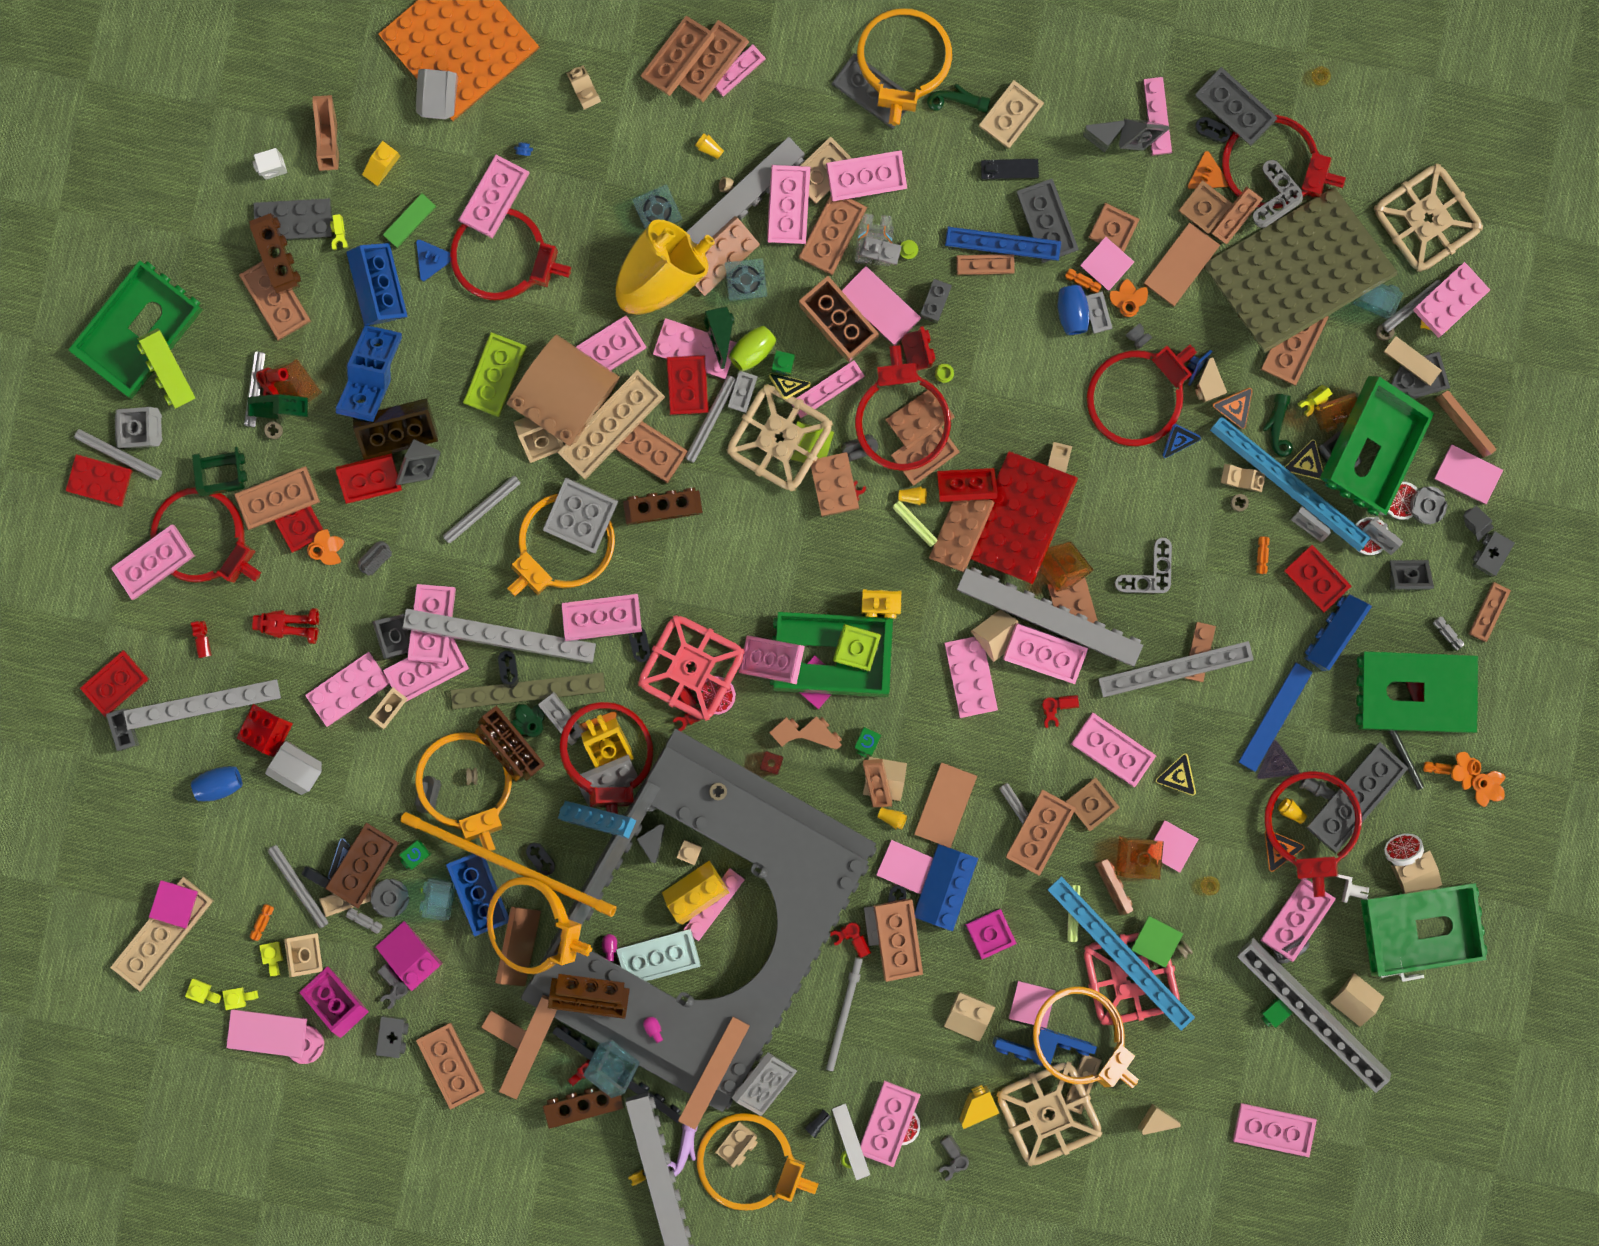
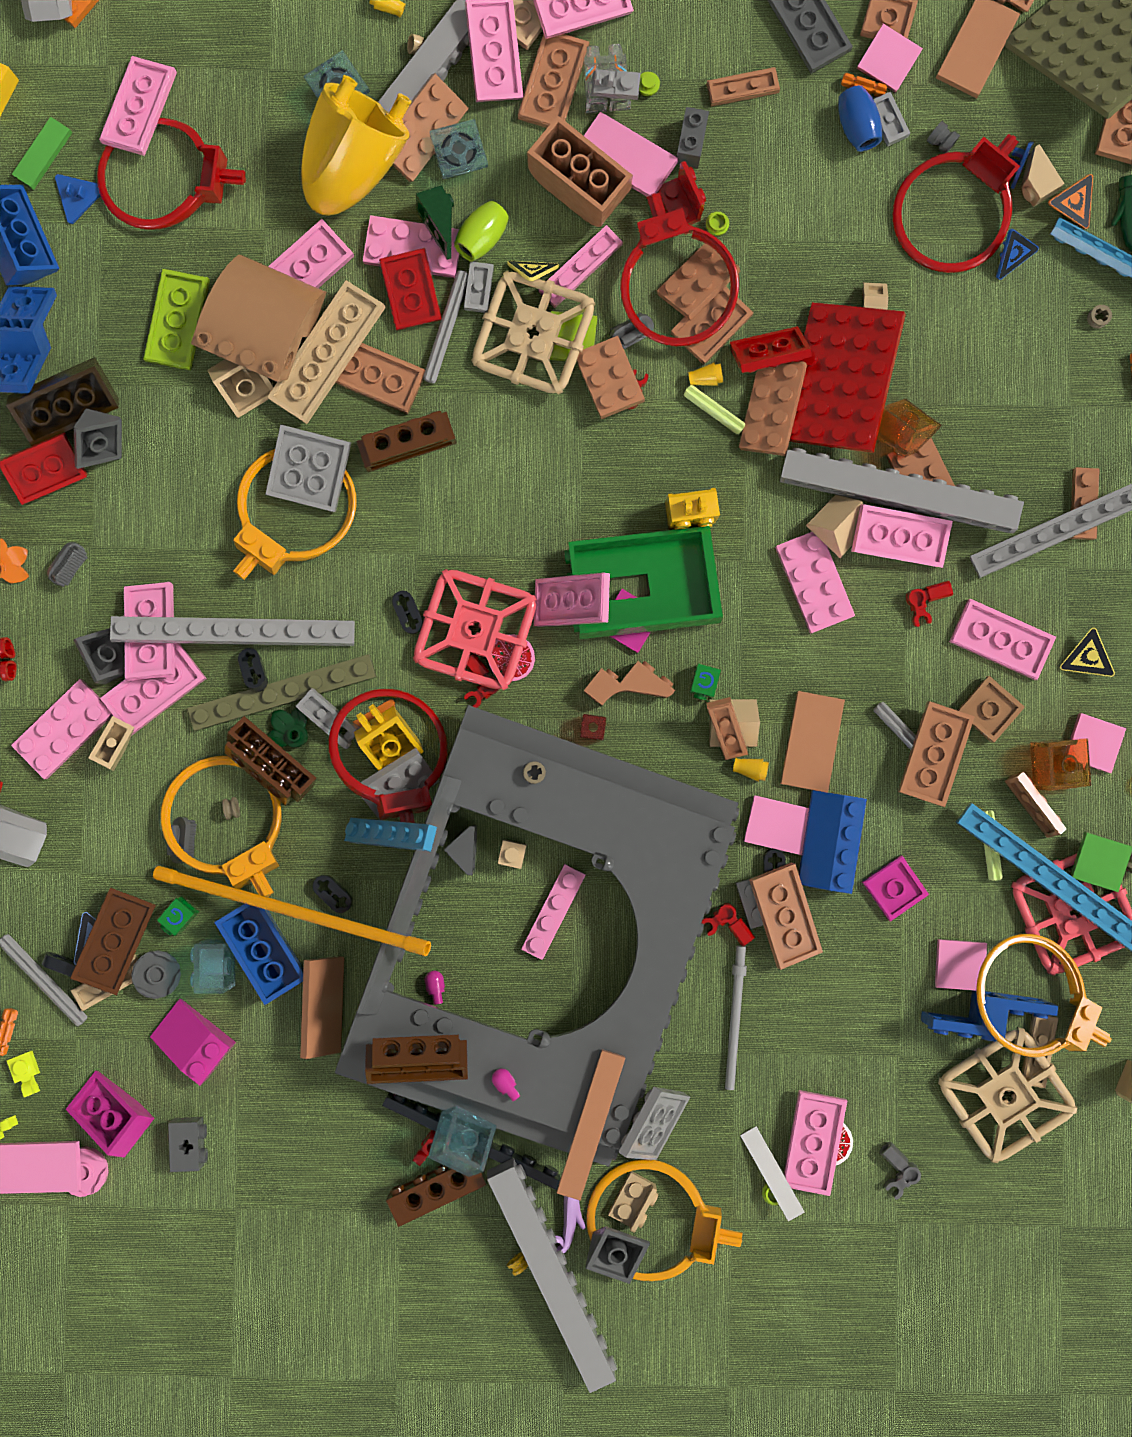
camera: 15 degrees left, 0 degrees up
(303, 955) = (60, 1063): tan slope -> none
(364, 920) = (130, 1007): light grey axle -> none
(399, 988) = (186, 1085): flat silver bar -> none
(450, 1065) = (266, 1167): nougat plate -> none
(481, 509) = (188, 483): light grey axle -> none
(504, 1029) = (333, 1113): nougat tile -> none
(523, 149) = (164, 43): blue plate -> none
(528, 1049) = (355, 1133): nougat tile -> none
(570, 930) = (377, 980): light orange brick -> none
(601, 617) = (355, 587): bright pink plate -> none
(660, 956) = (498, 987): light aqua plate -> none
(695, 893) = (527, 902): yellow slope -> none
(716, 1181) = (615, 1254): none -> dark grey slope
(783, 363) = (521, 243): green brick -> none
(814, 1127) = (724, 1162): black pin -> none
(856, 647) = (672, 568): lime tile -> none
(969, 1016) = (888, 992): tan slope -> none
(978, 1107) = (923, 1106): yellow slope -> none
(1003, 243) = (761, 55): blue tile -> none
(1129, 296) = (922, 94): orange plate -> none
(1152, 580) = (1011, 427): light grey beam -> none
(1243, 478) = (1103, 287): tan slope -> none

